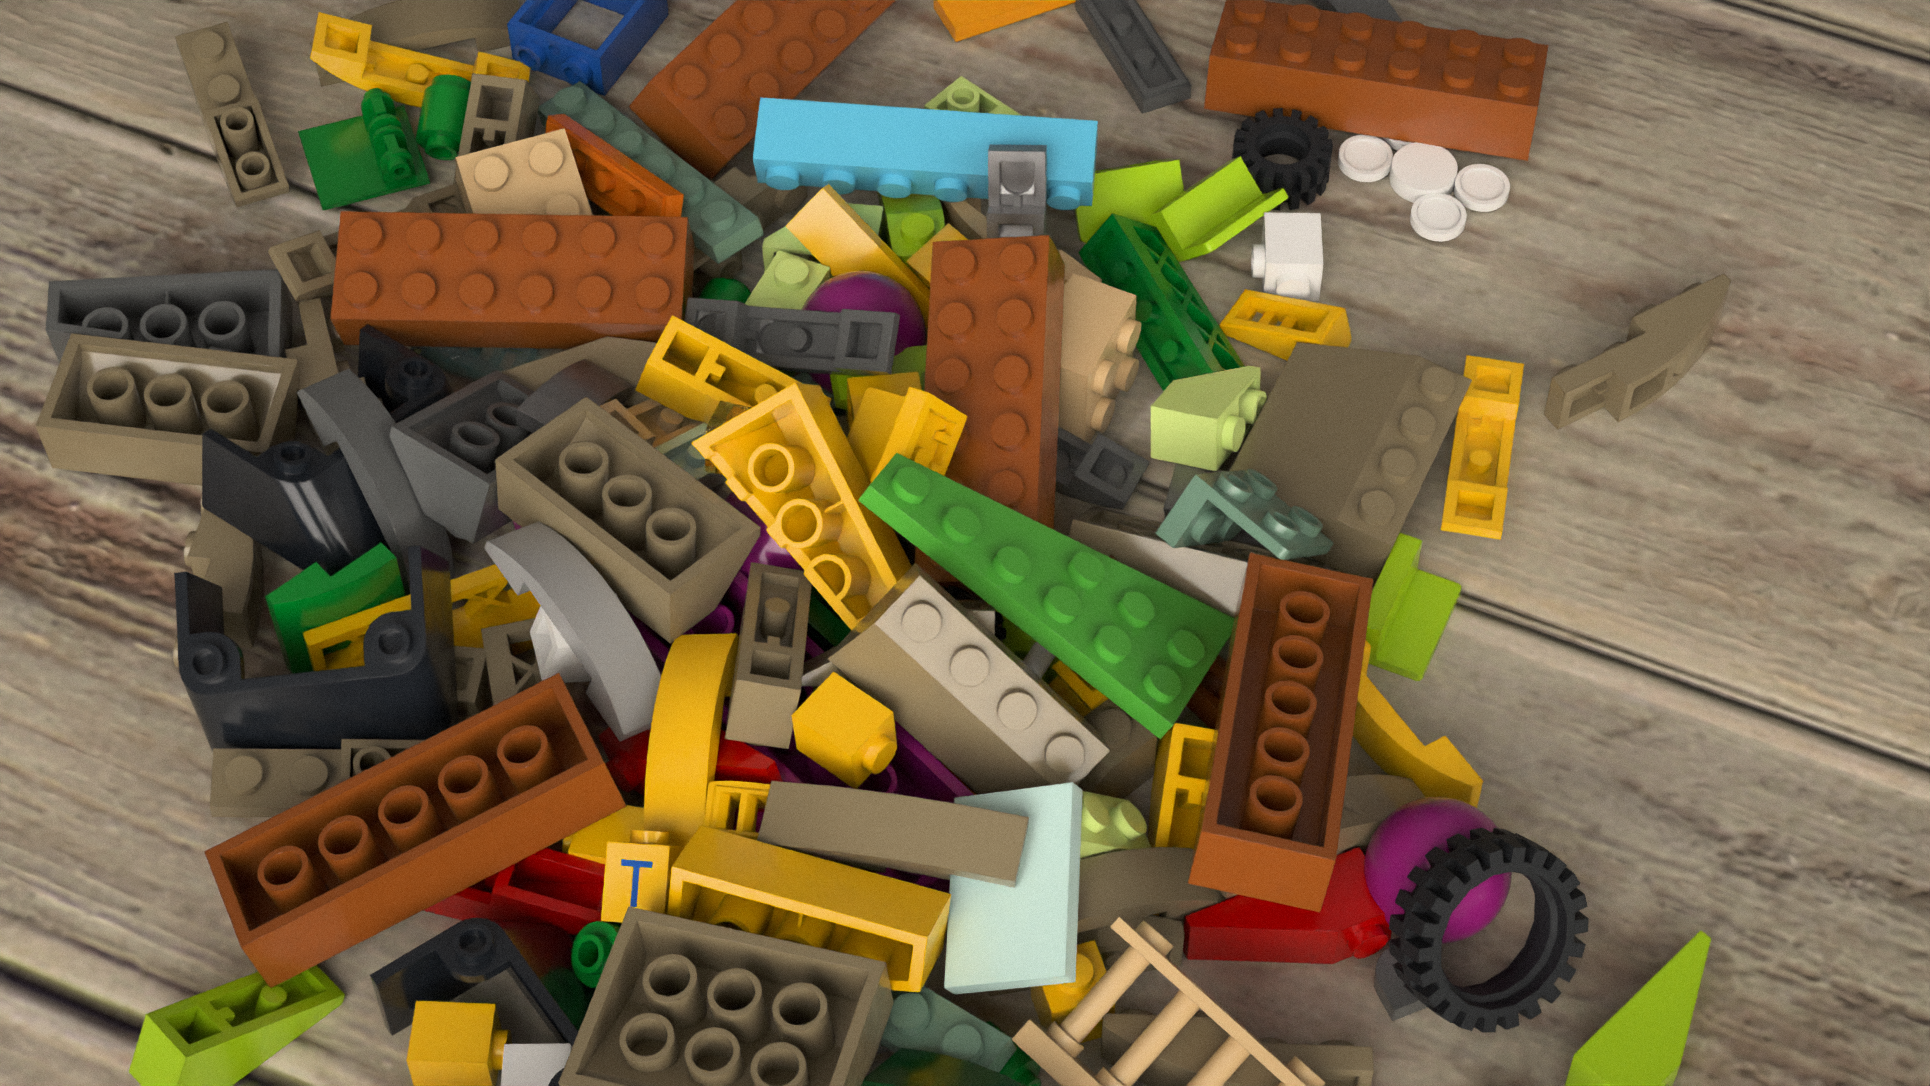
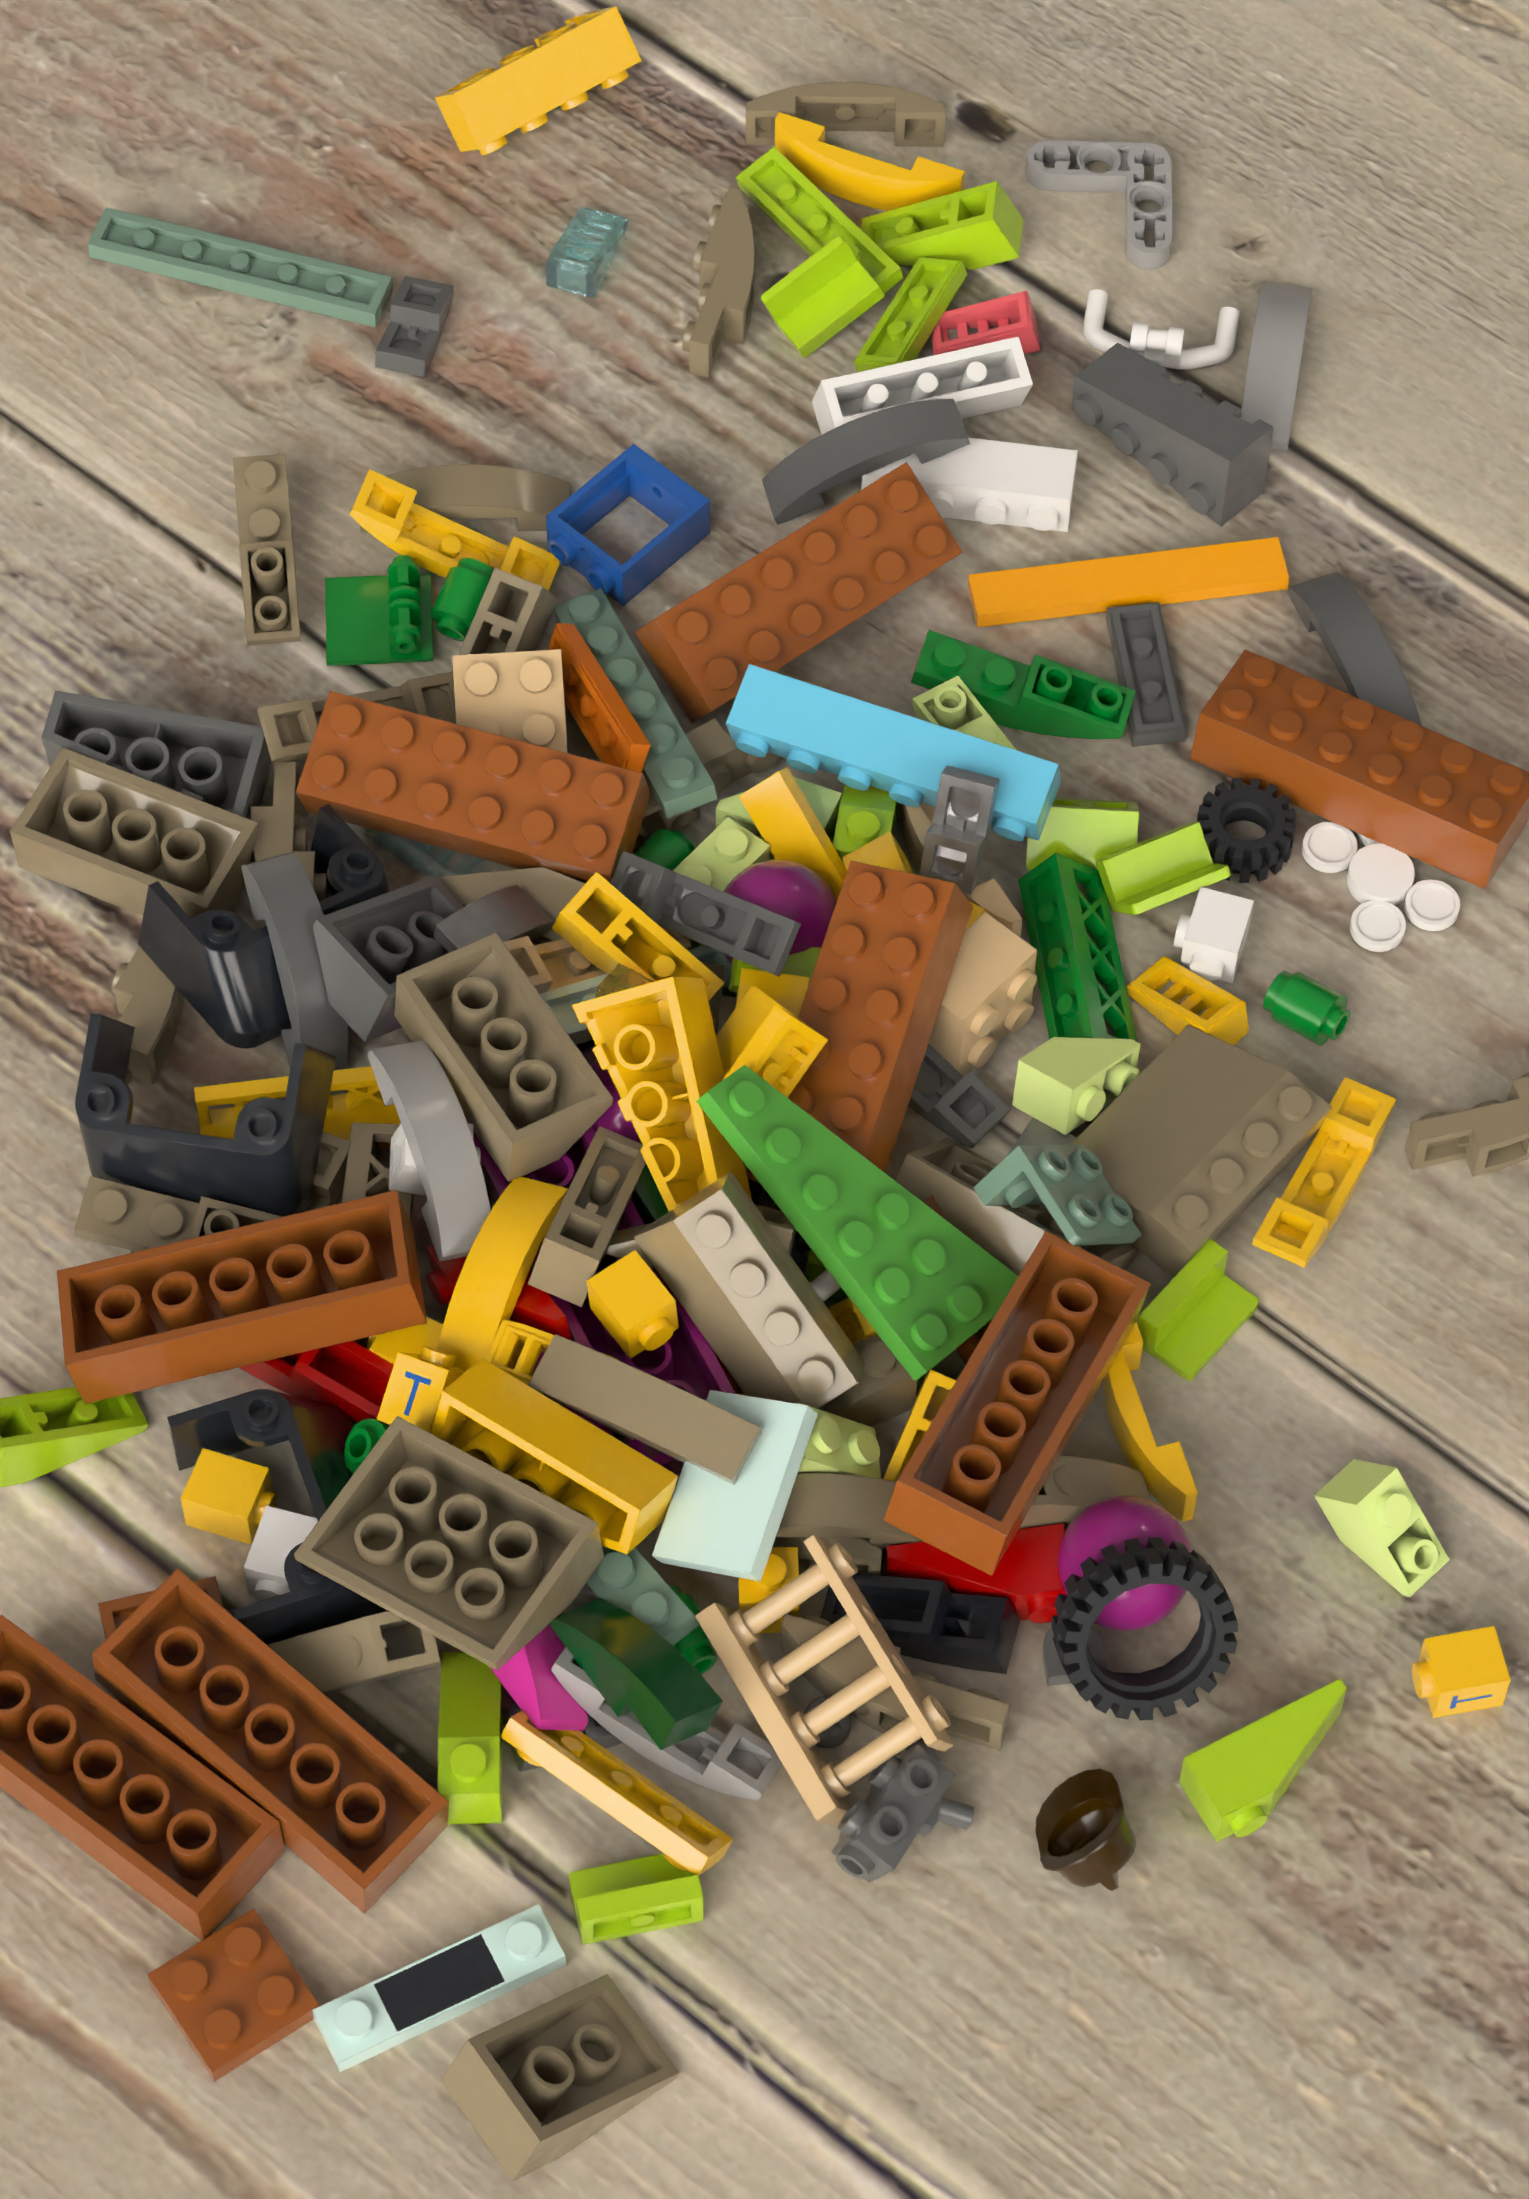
camera: 15 degrees right, 5 degrees up
(318, 599) = (213, 1062): green slope -> none
(1041, 84) = (1031, 698): none -> green slope
(1257, 984) = (935, 1623): none -> black slope
(1403, 302) = (1307, 1007): none -> green brick
(1672, 767) = (1382, 1524): none -> yellowish green slope
(1812, 894) = (1461, 1672): none -> yellow brick

